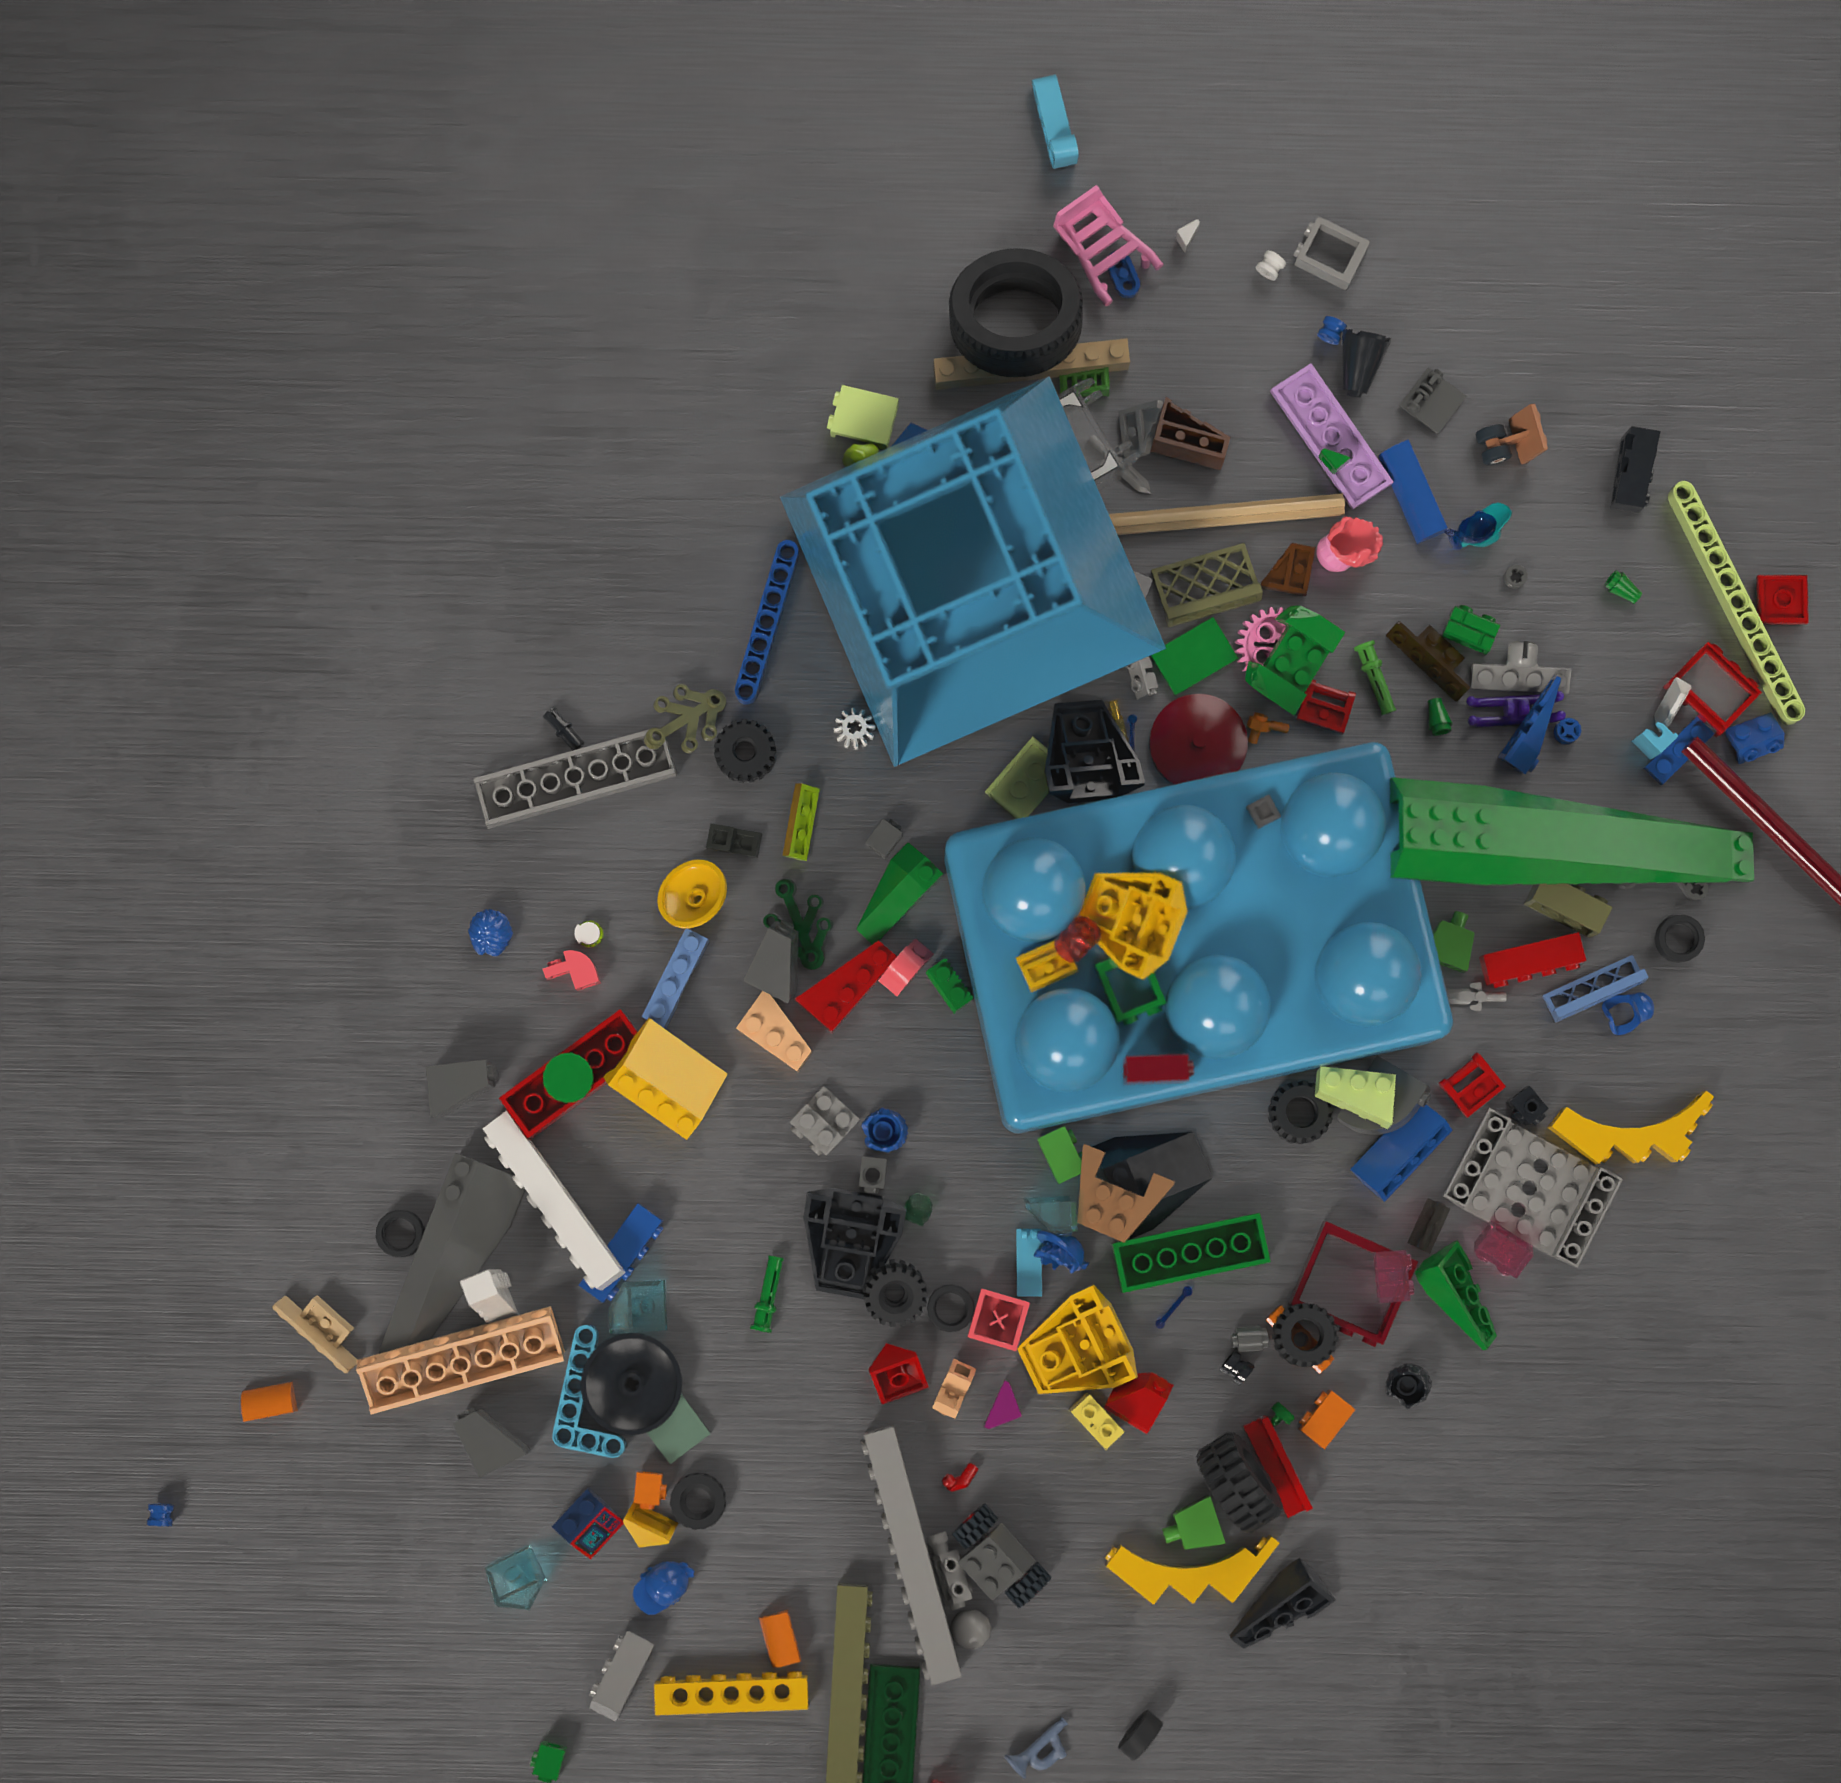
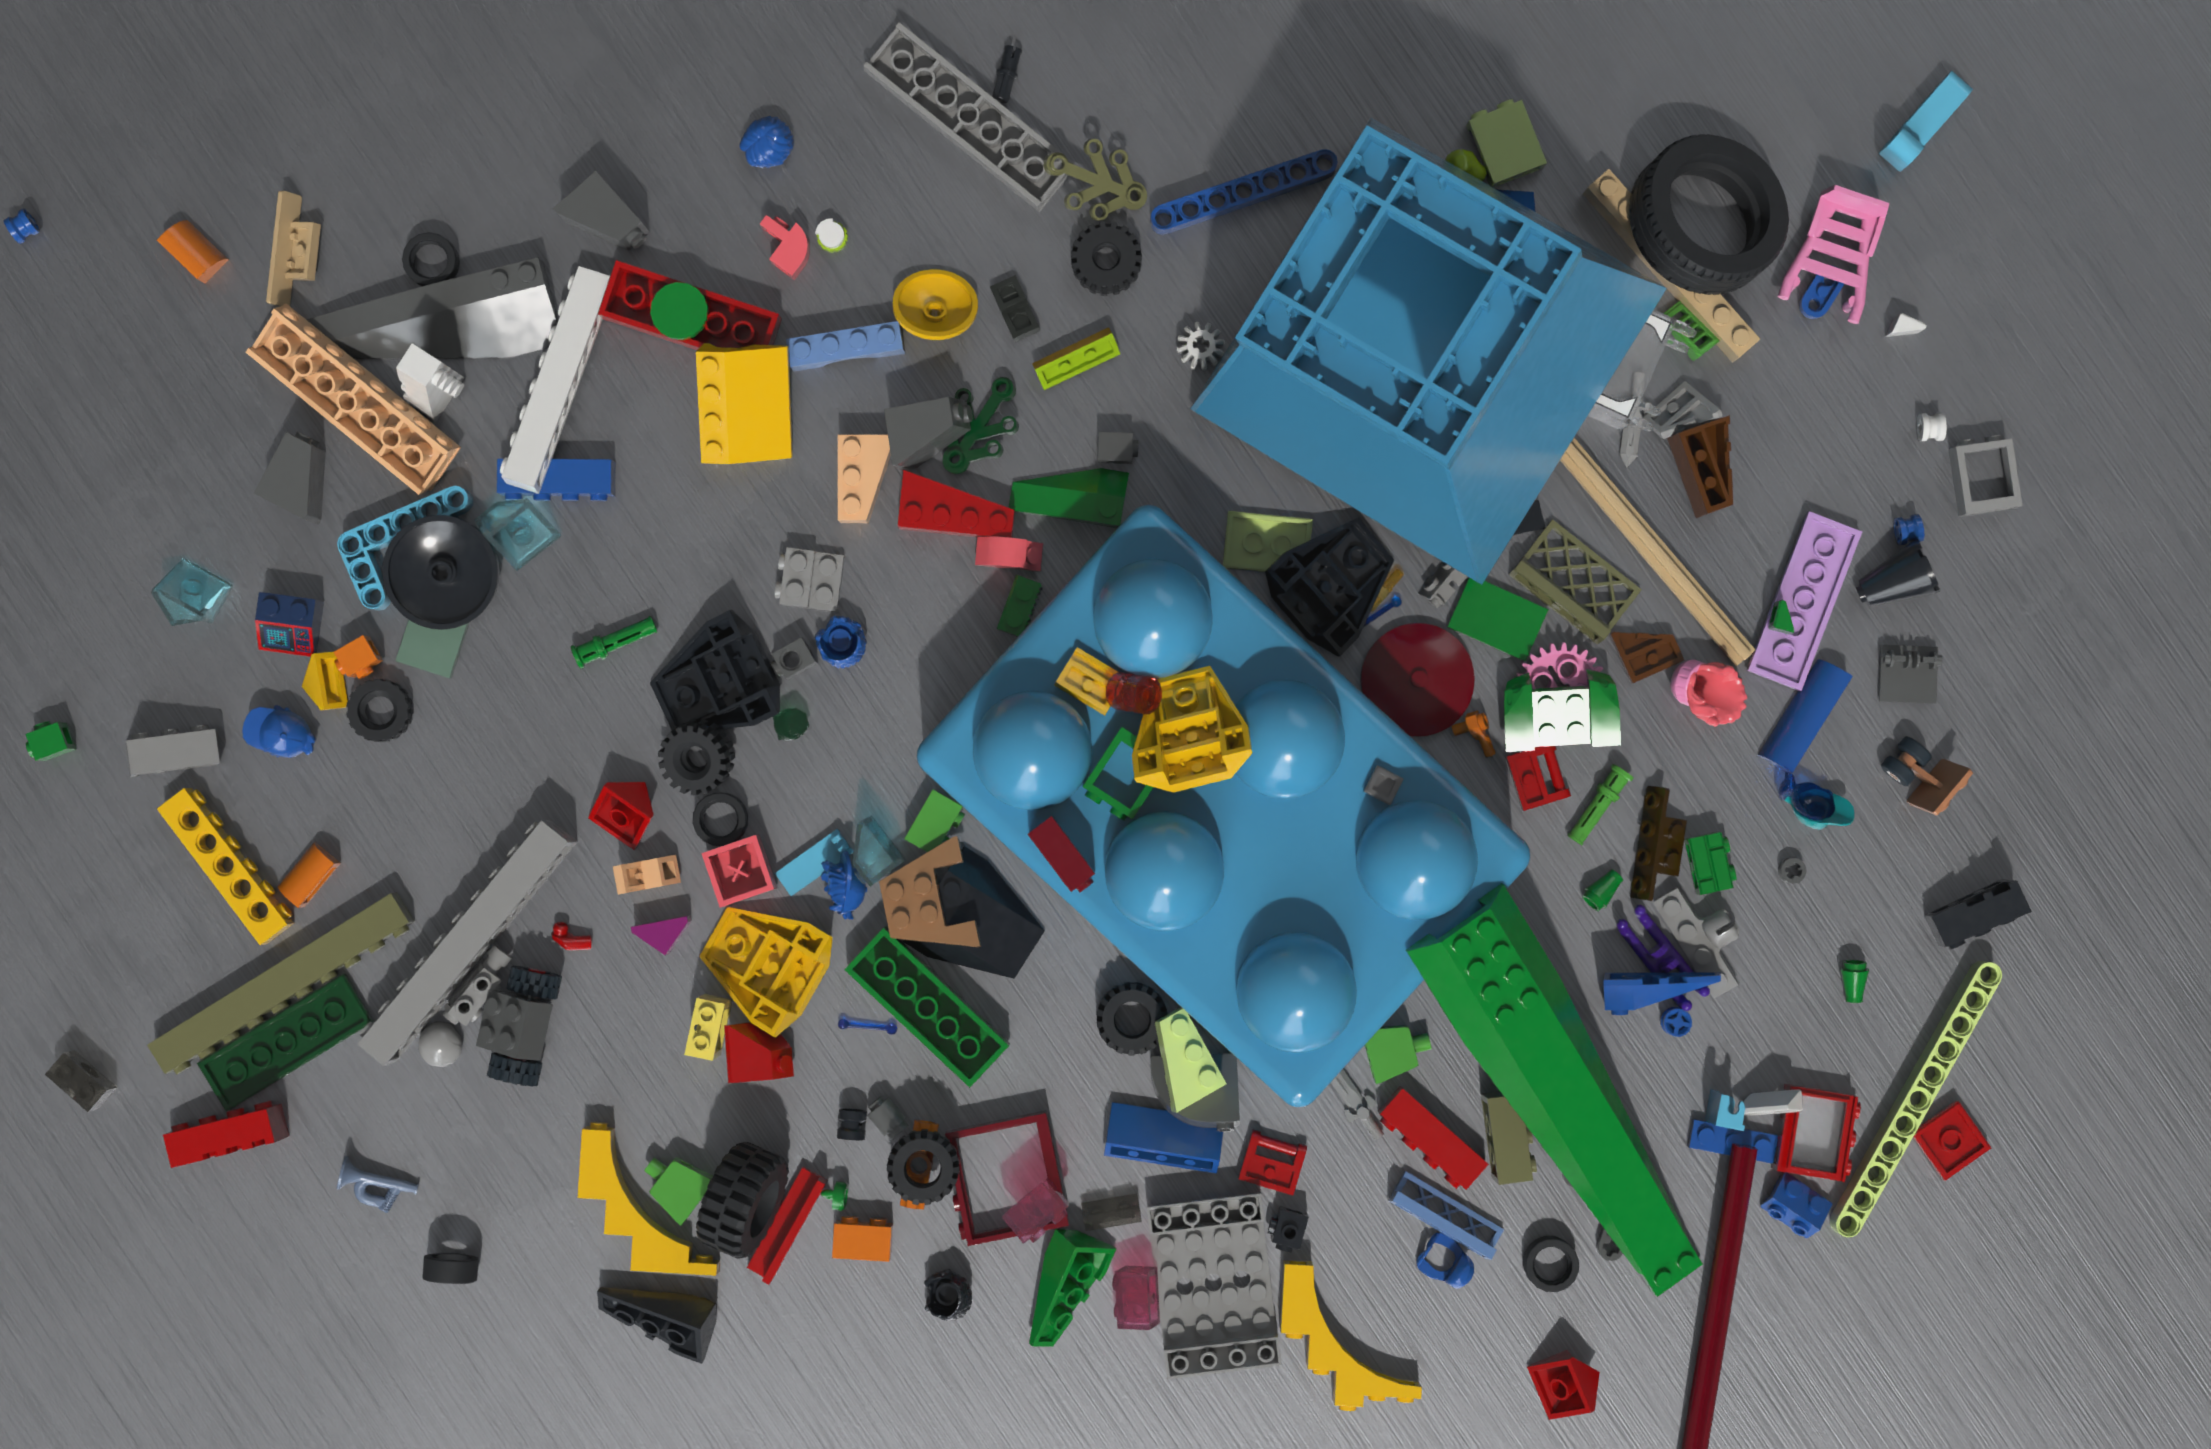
camera: 55 degrees right, 5 degrees up
(1773, 988) = (1565, 1385): none -> red slope

